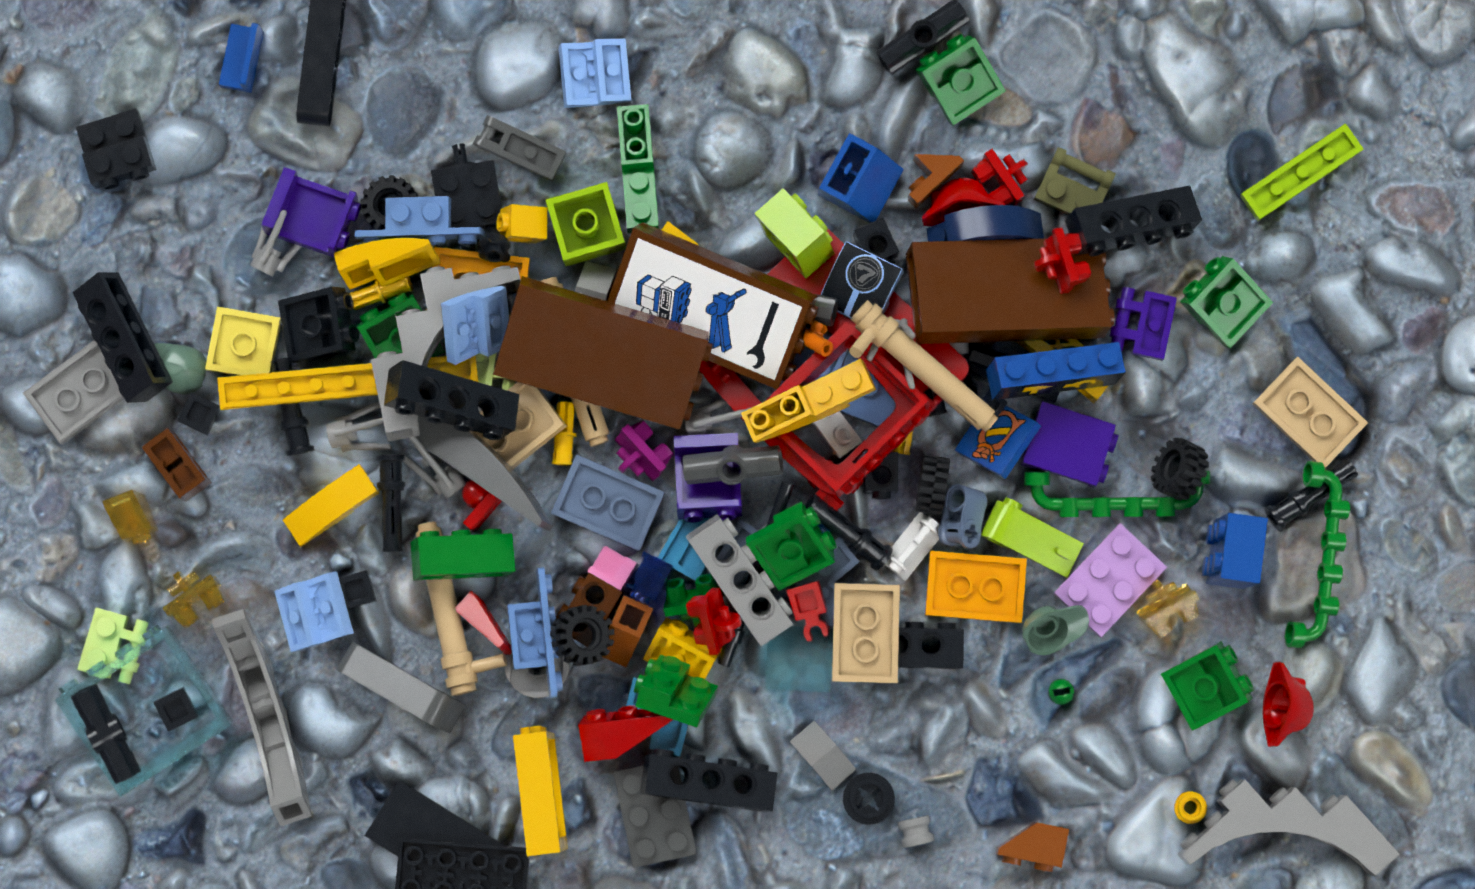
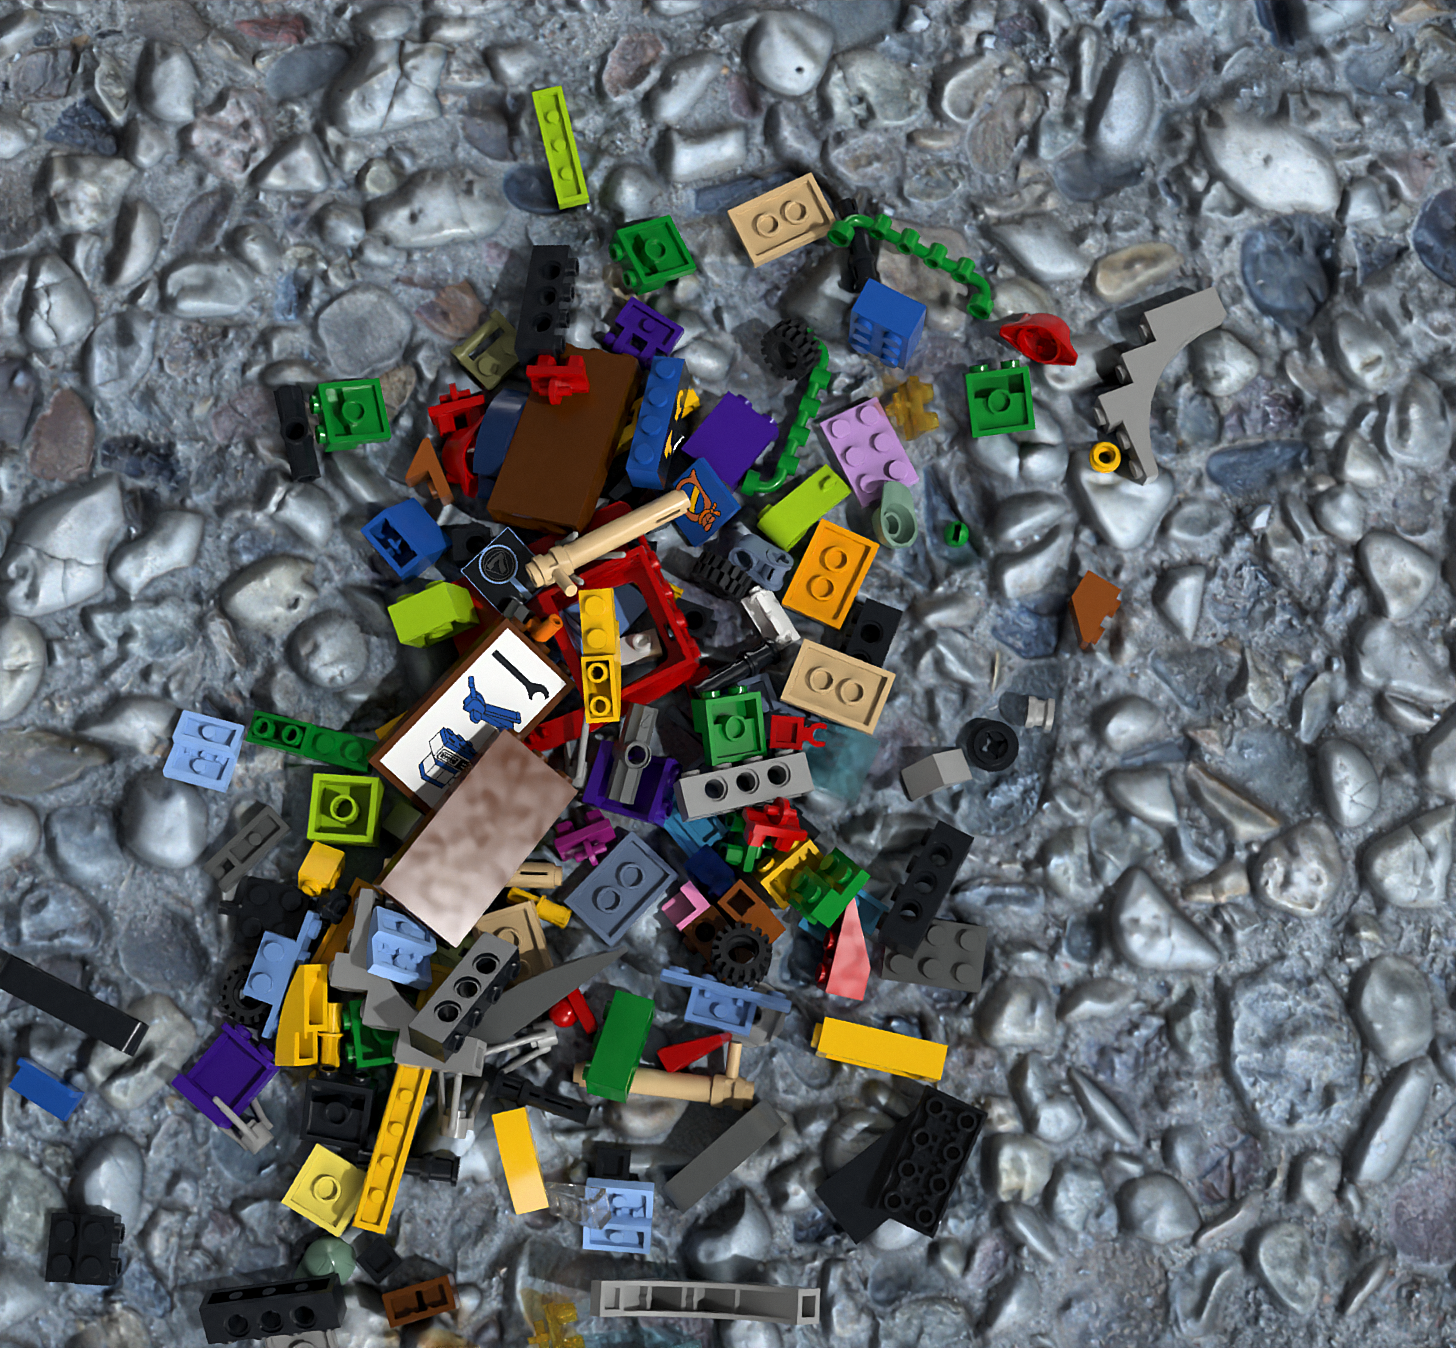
camera: 65 degrees left, 5 degrees down
(310, 580) = (593, 1197): none -> clear slope

